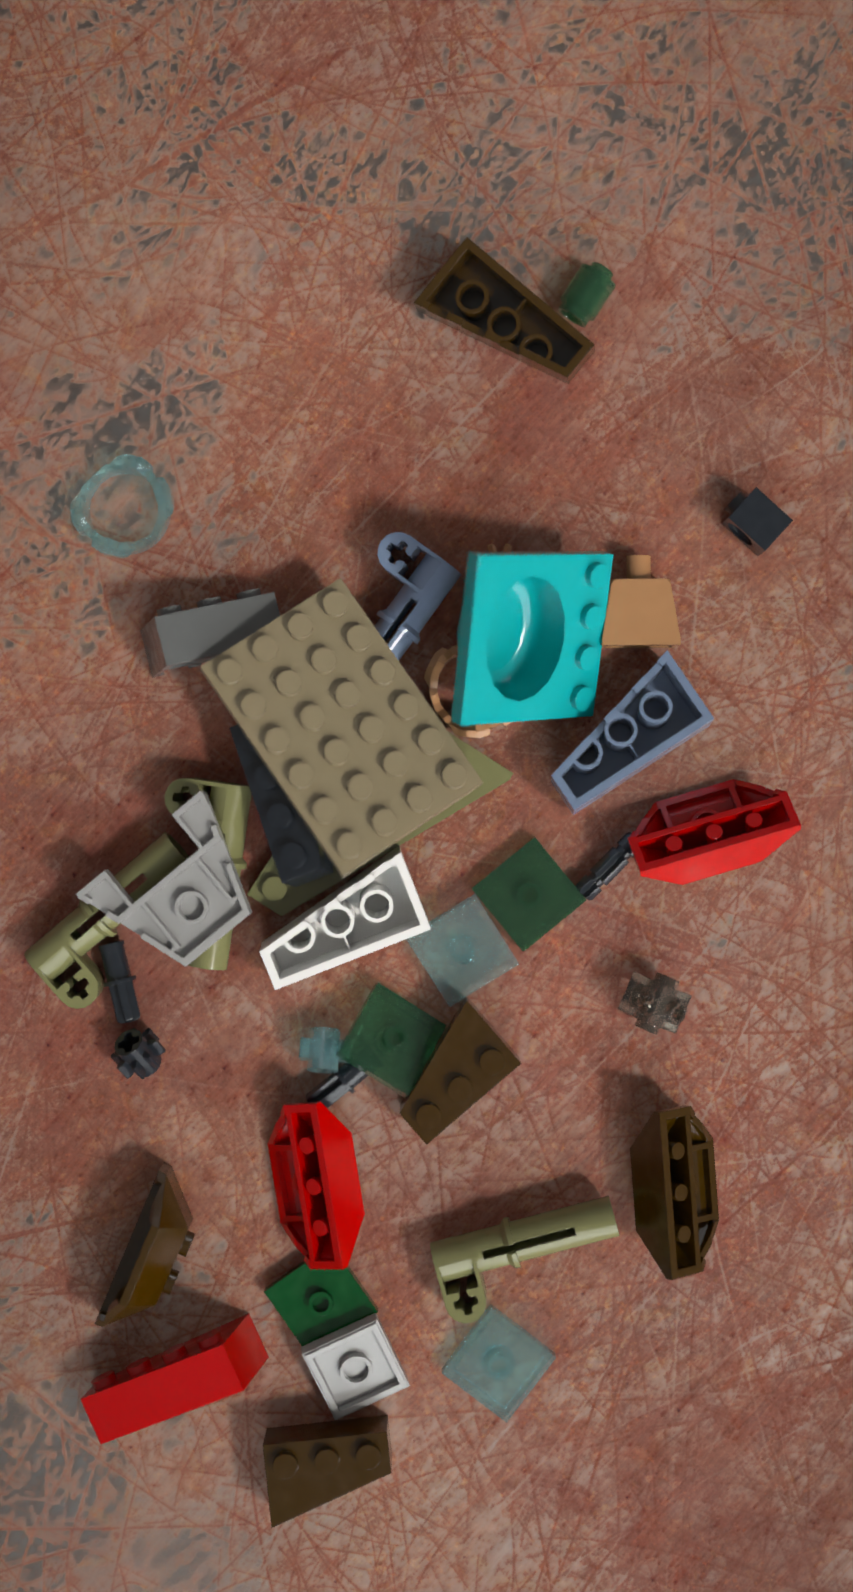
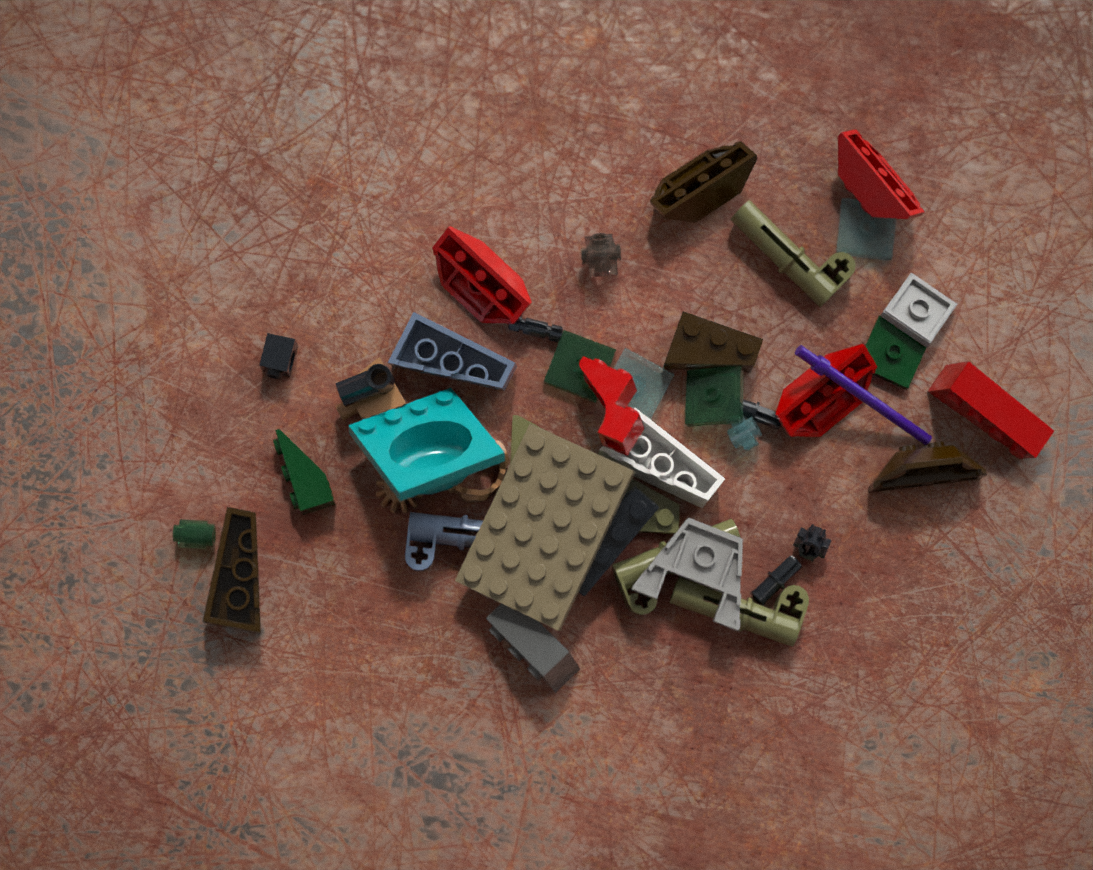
camera: 125 degrees left, 10 degrees down
(81, 506) = (454, 745): clear light blue piece -> none
(323, 1462) = (985, 296): dark brown wedge -> none
(342, 1198) = (822, 367): none -> dark purple bar
(464, 915) = (614, 391): none -> red arch
(552, 1412) = (874, 180): none -> red wedge
(576, 470) = (309, 482): none -> dark green slope
(653, 600) = (362, 386): none -> black piece

